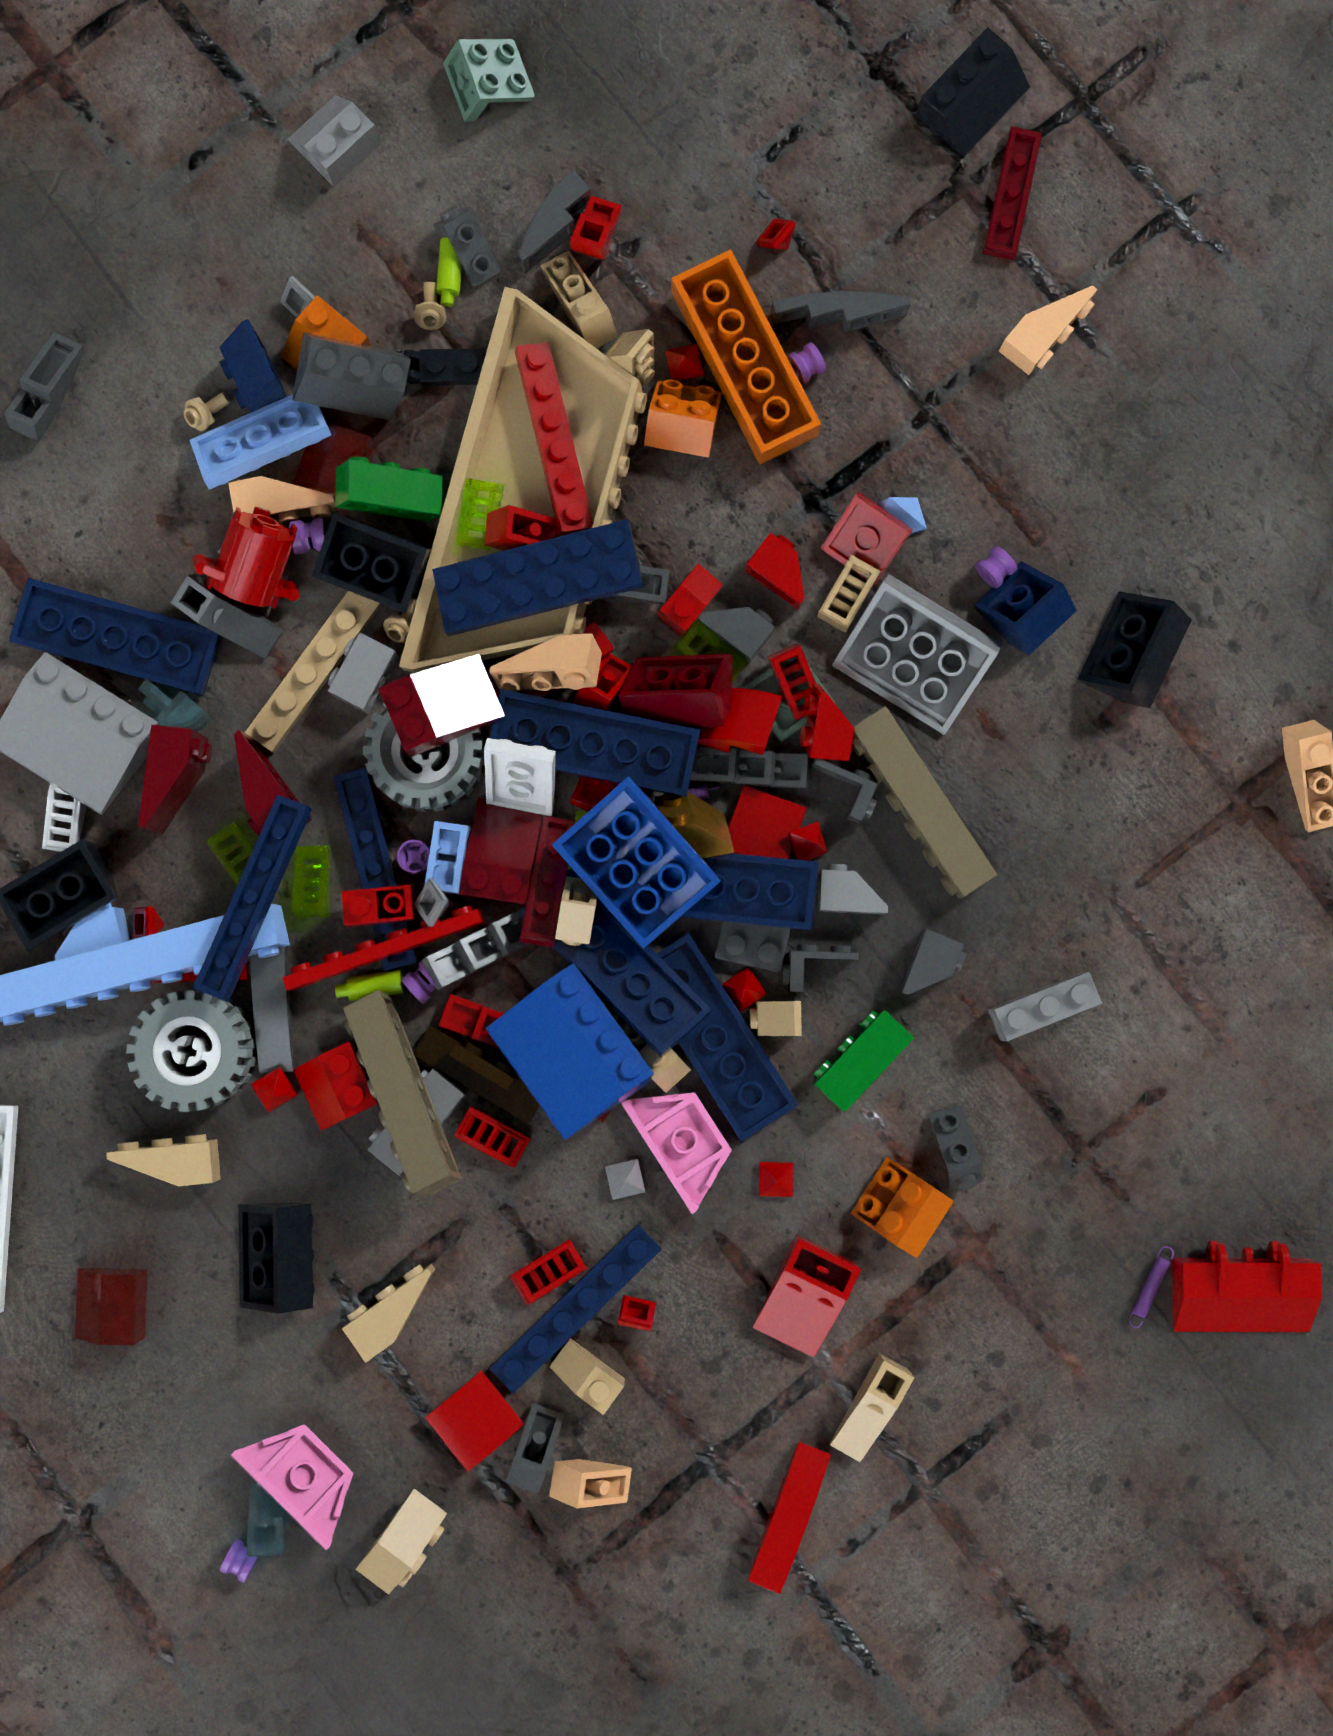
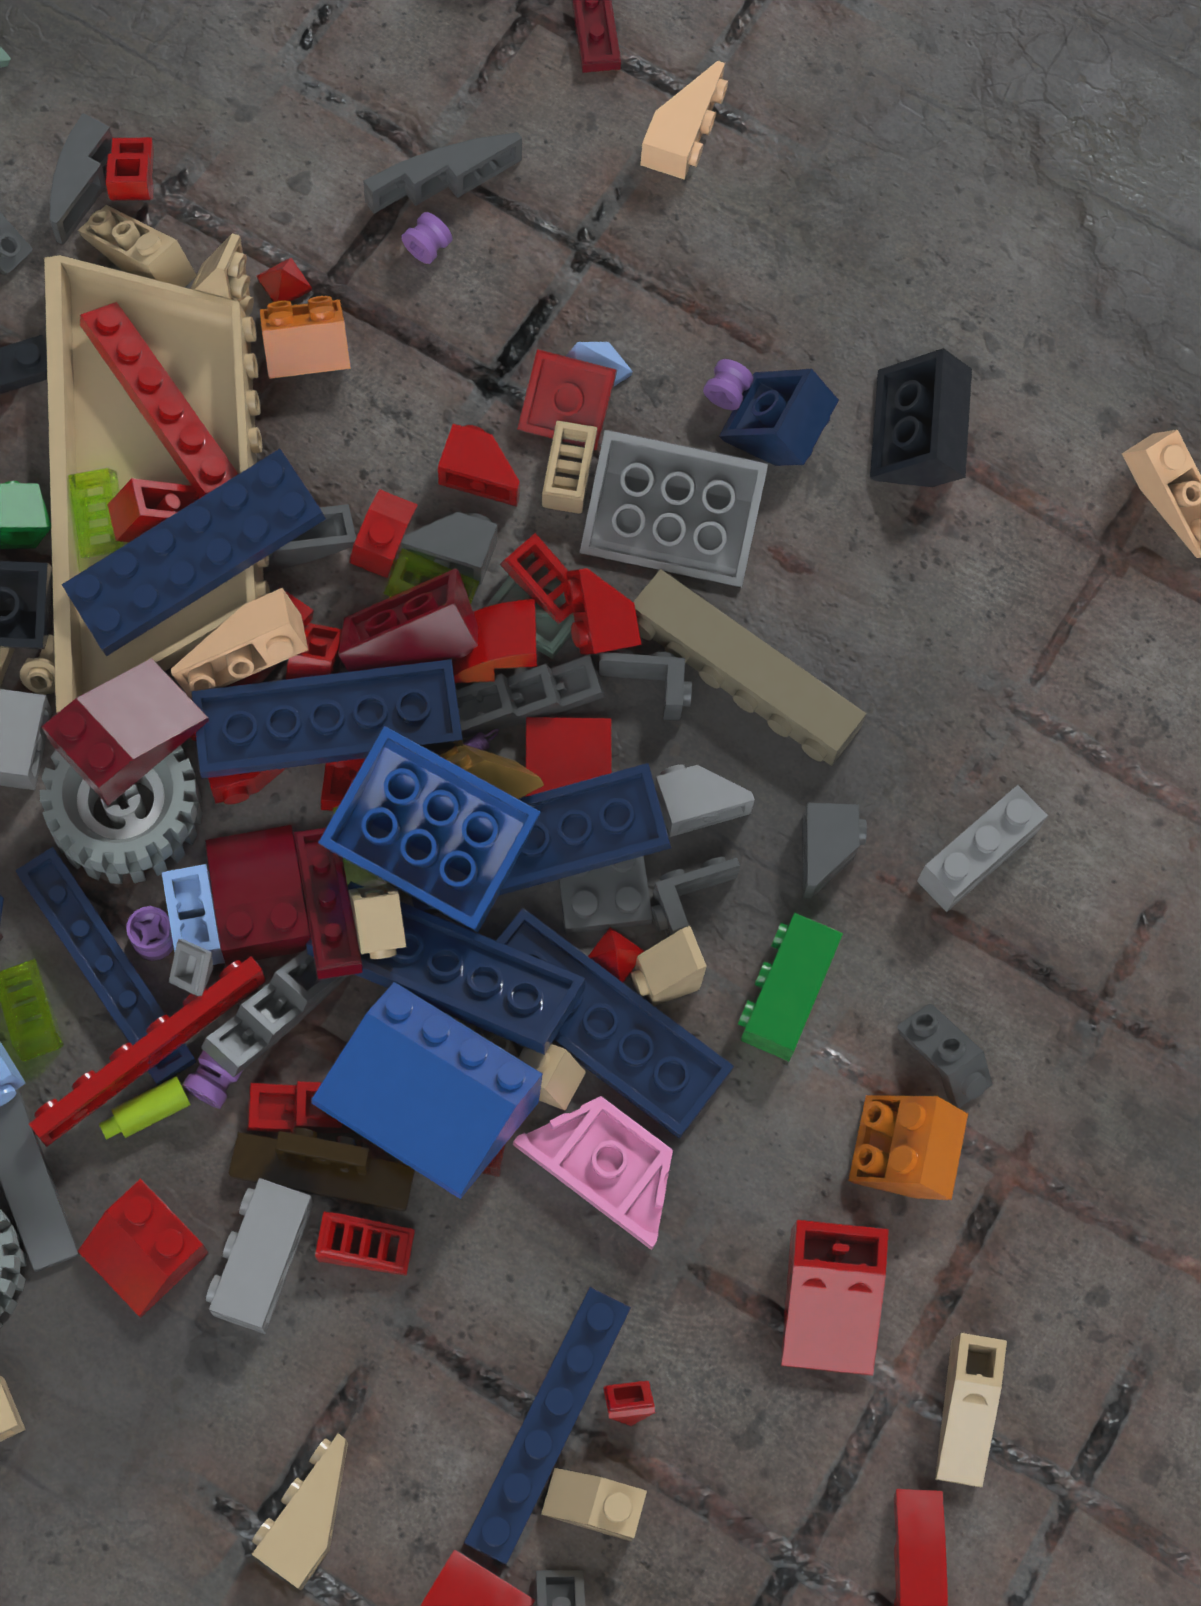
camera: 25 degrees left, 15 degrees down
(273, 1089) = (60, 1284): red slope -> none
(276, 1257) = (131, 1497): black slope -> none
(377, 906) = (123, 998): red slope -> none
(401, 1095) = (232, 1218): dark tan brick -> none
(520, 776) = (250, 784): white plate -> none
(523, 1289) = (470, 1422): red slope -> none
(625, 1179) = (552, 1239): light grey slope -> none
(745, 357) = (354, 250): orange brick -> none
(776, 1179) = (740, 1171): red slope -> none
(777, 234) = (343, 118): red slope -> none
(807, 842) = (626, 753): red slope -> none

